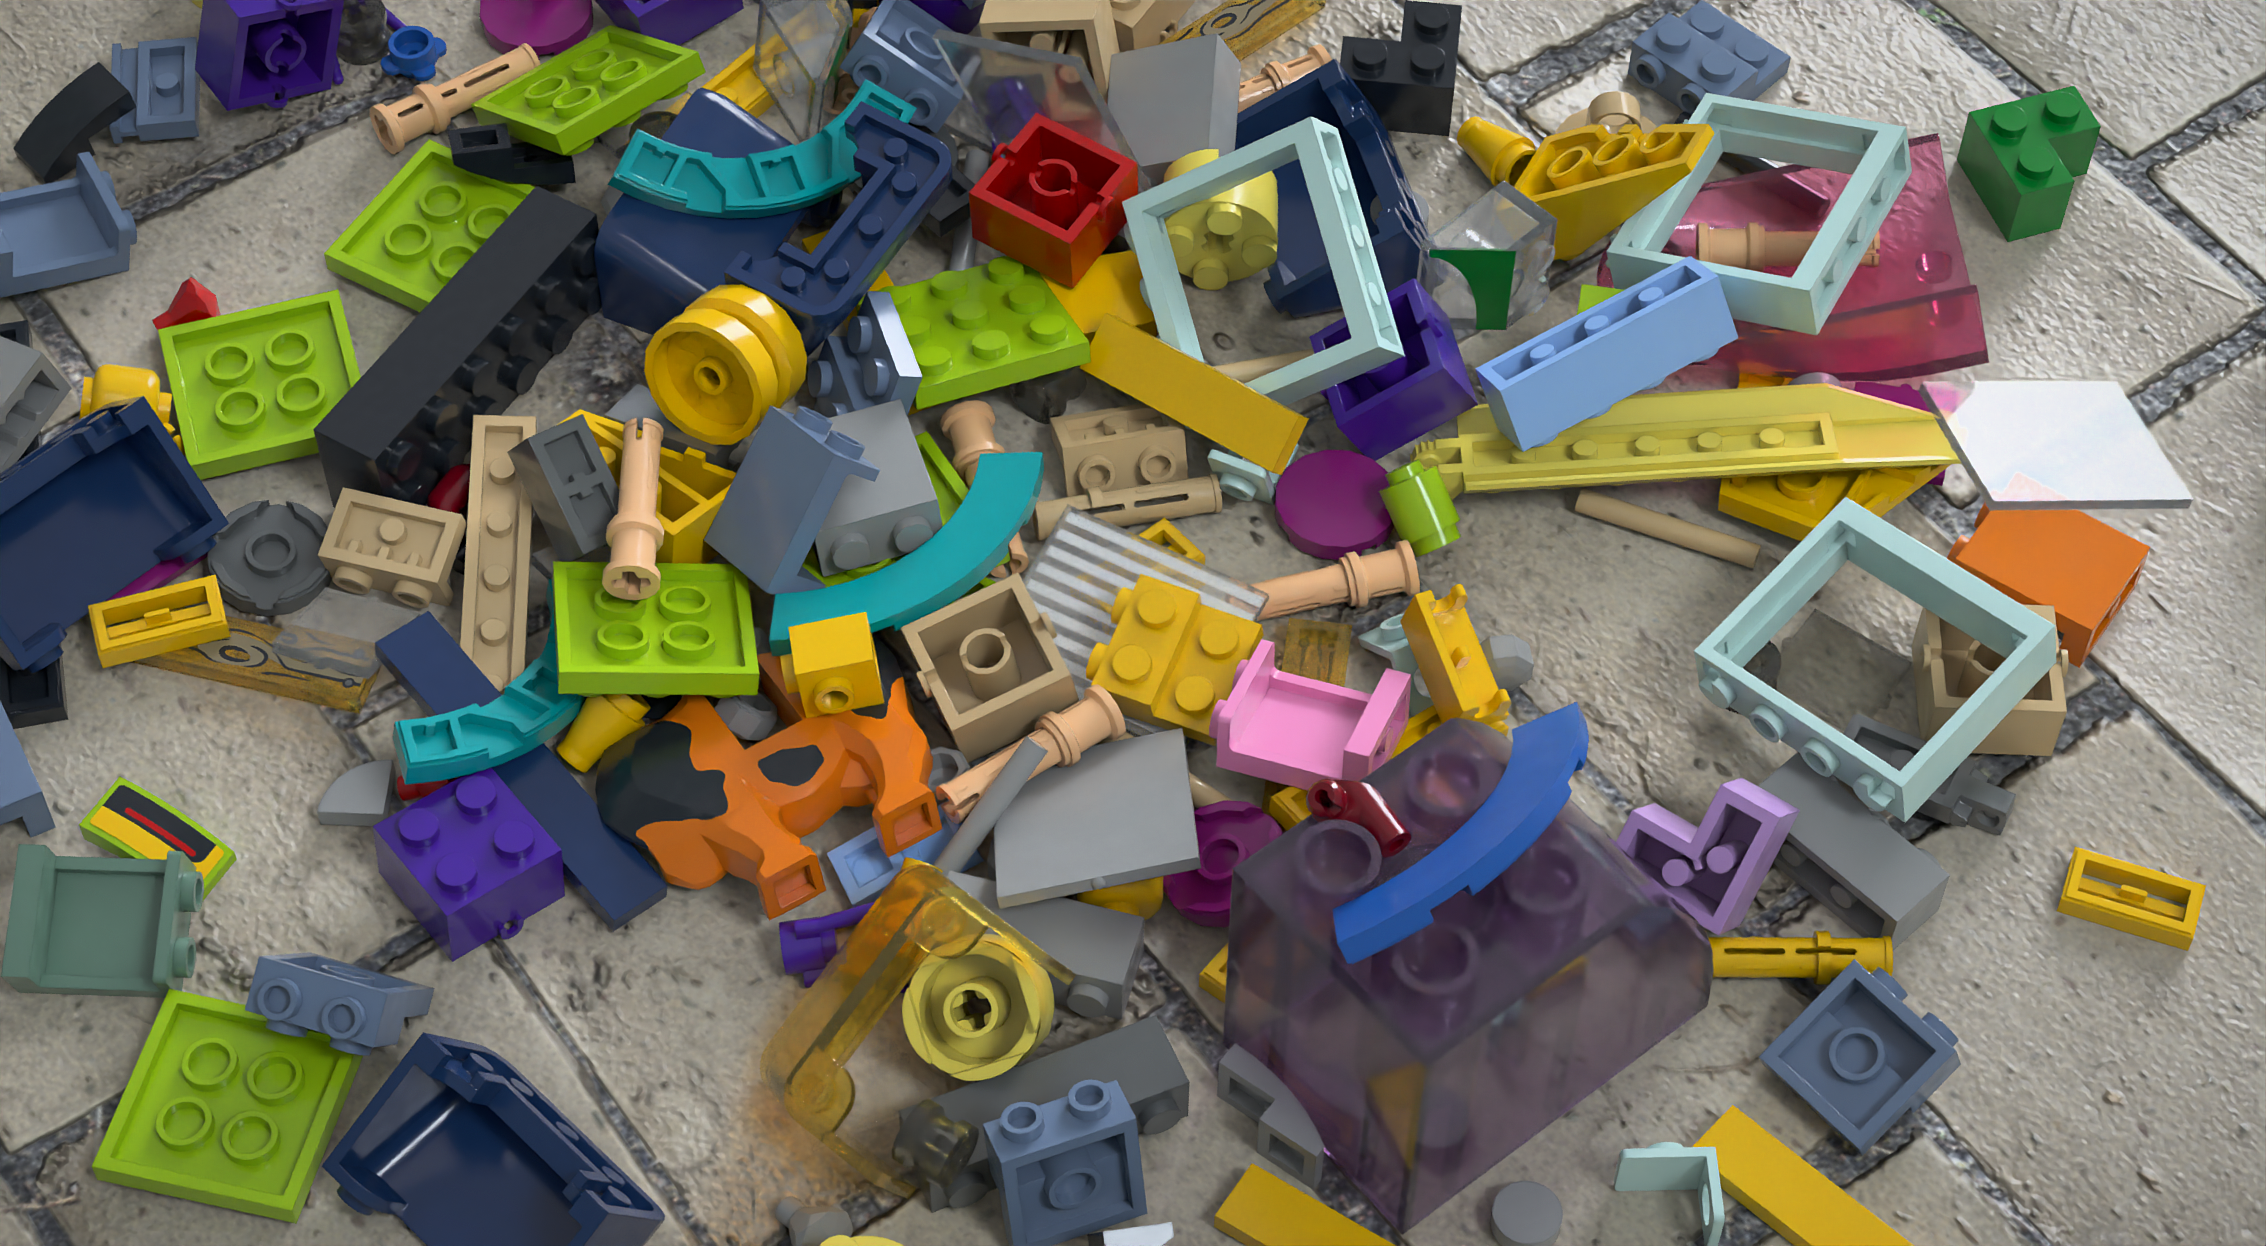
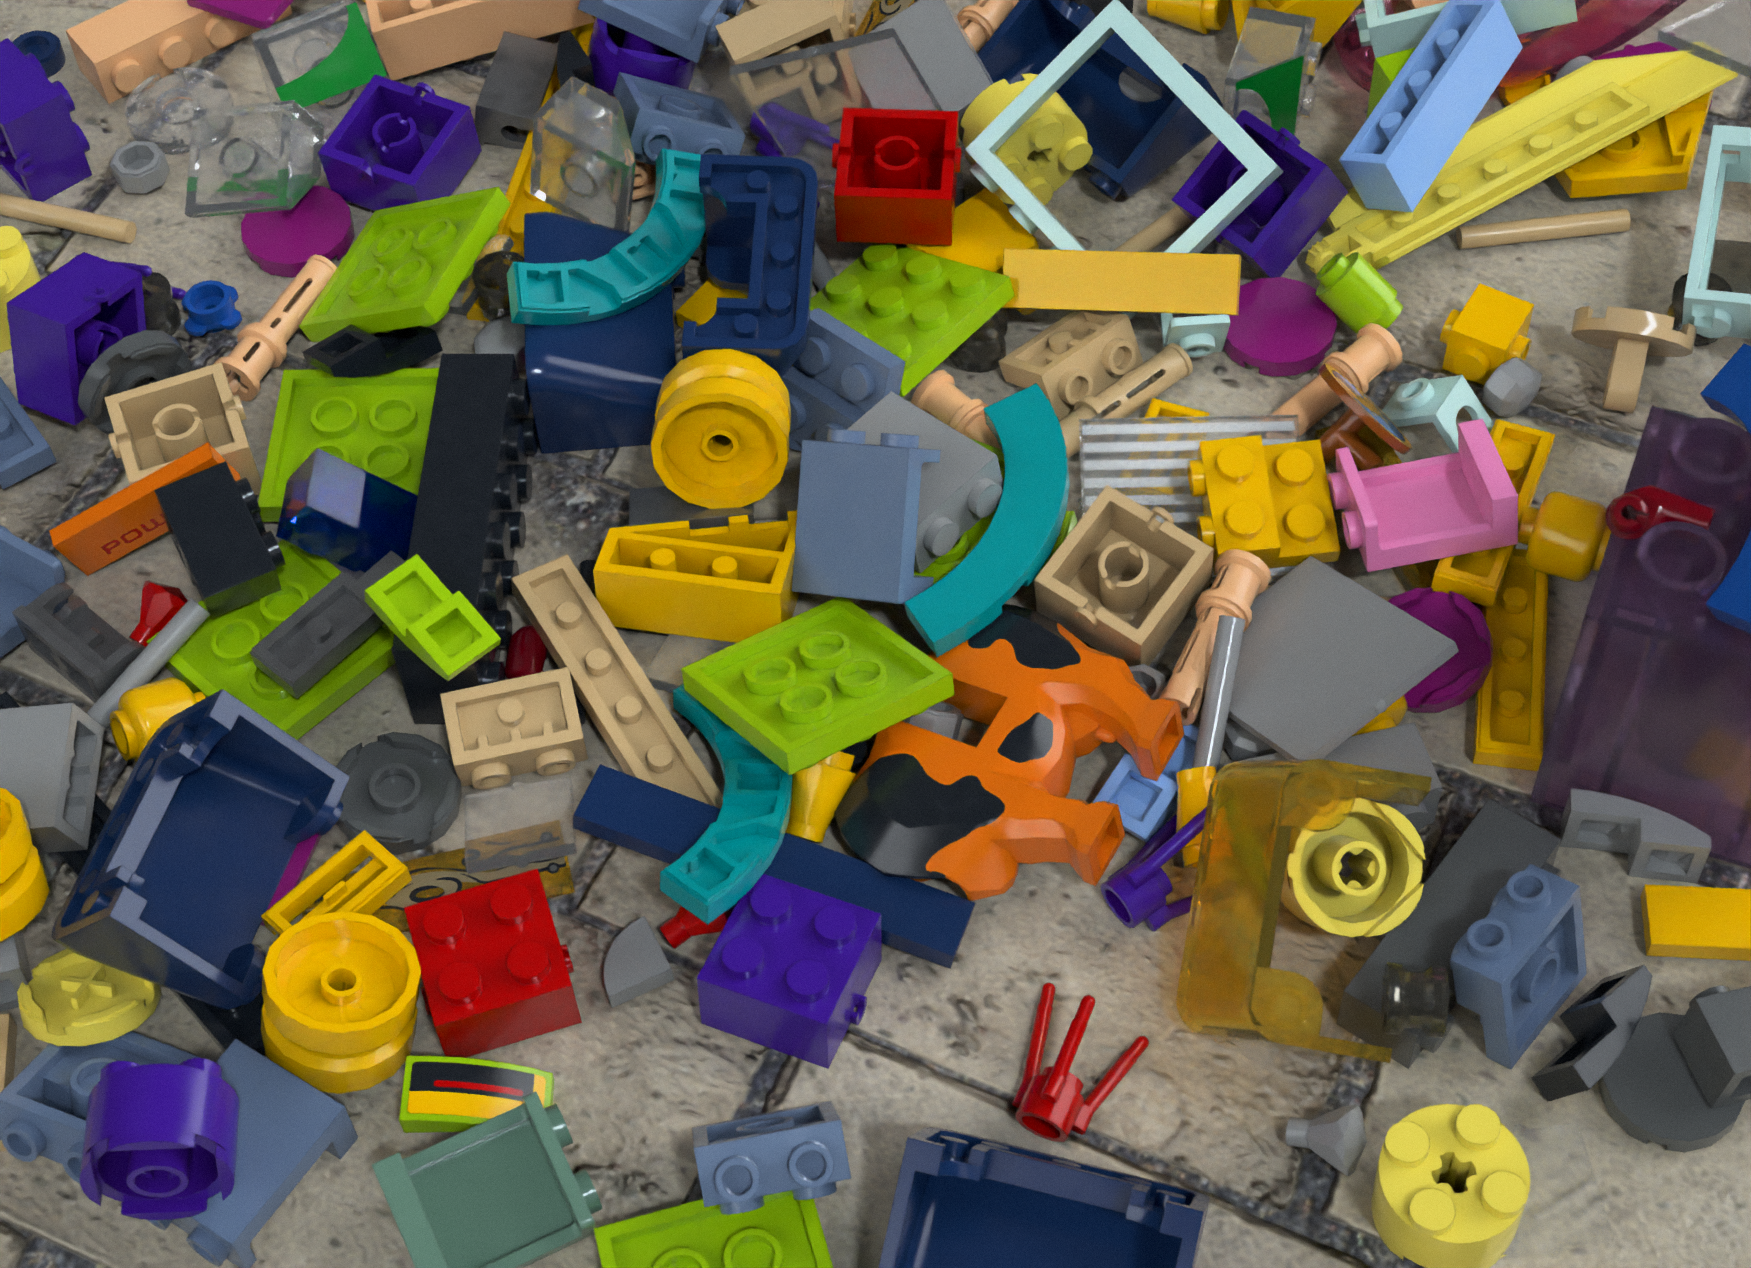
camera: 25 degrees left, 0 degrees up
(95, 705) = (340, 1001): none -> yellow wheel
(113, 309) = (76, 641): none -> flat silver hinge
(145, 348) = (150, 659): none -> light grey bar
(228, 213) = (127, 517): none -> orange tile
(238, 738) = (492, 965): none -> red brick
(261, 267) = (221, 538): none -> black brick
(292, 93) = (128, 365): none -> dark grey tile
(294, 386) = (322, 630): none -> flat silver hinge
(297, 169) = (176, 417): none -> tan brick
(357, 415) = (430, 619): none -> lime slope
(372, 290) = (345, 513): none -> clear blue brick
(568, 486) = (660, 598): dark grey hinge -> none
(607, 1076) = (1052, 1101): none -> red plant
(635, 530) = (750, 603): light nougat pin -> none
(833, 665) = (1013, 634): yellow brick -> none
(1323, 623) = (1360, 413): none -> dark orange shield
(1453, 659) = (1485, 393): yellow hinge -> none
(1518, 600) = (1486, 333): none -> yellow brick
(1631, 682) = (1632, 337): none -> tan tile

